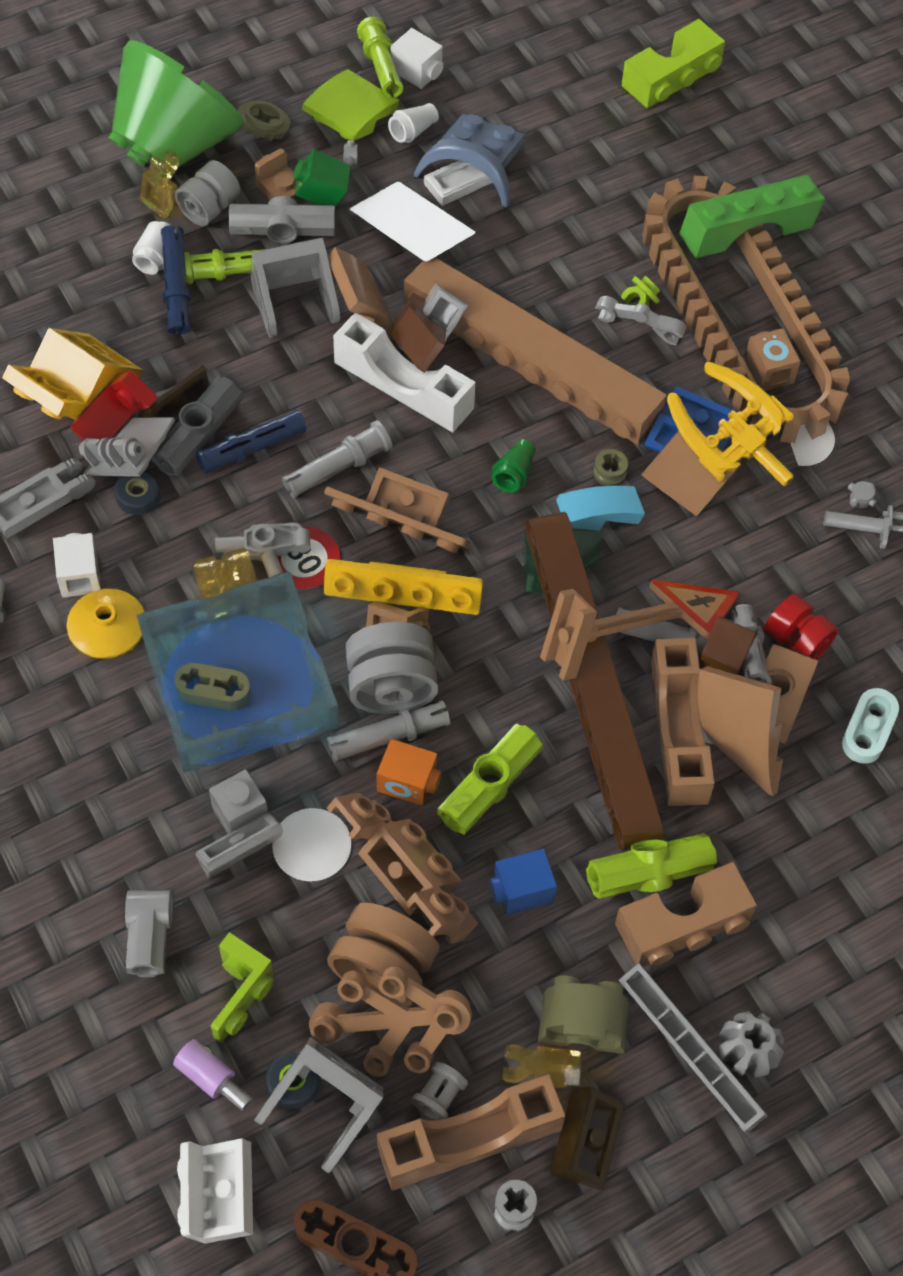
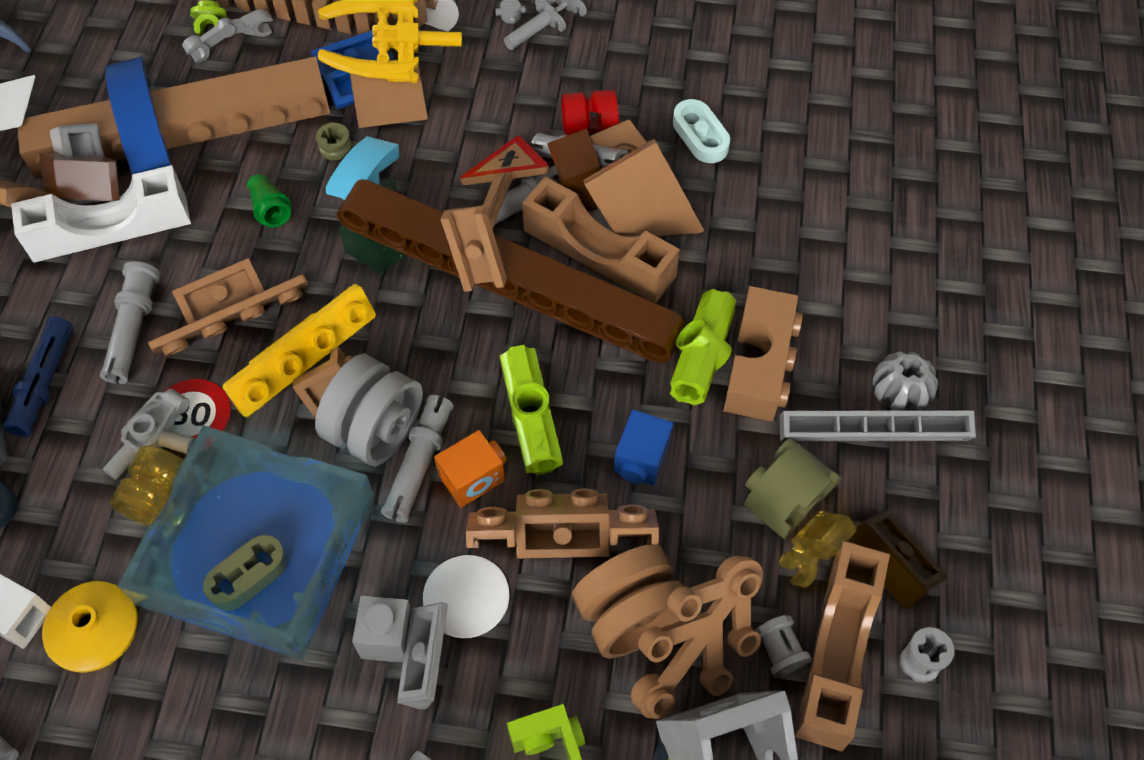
camera: 50 degrees left, 0 degrees up
(502, 320) = (136, 115): none -> blue slope

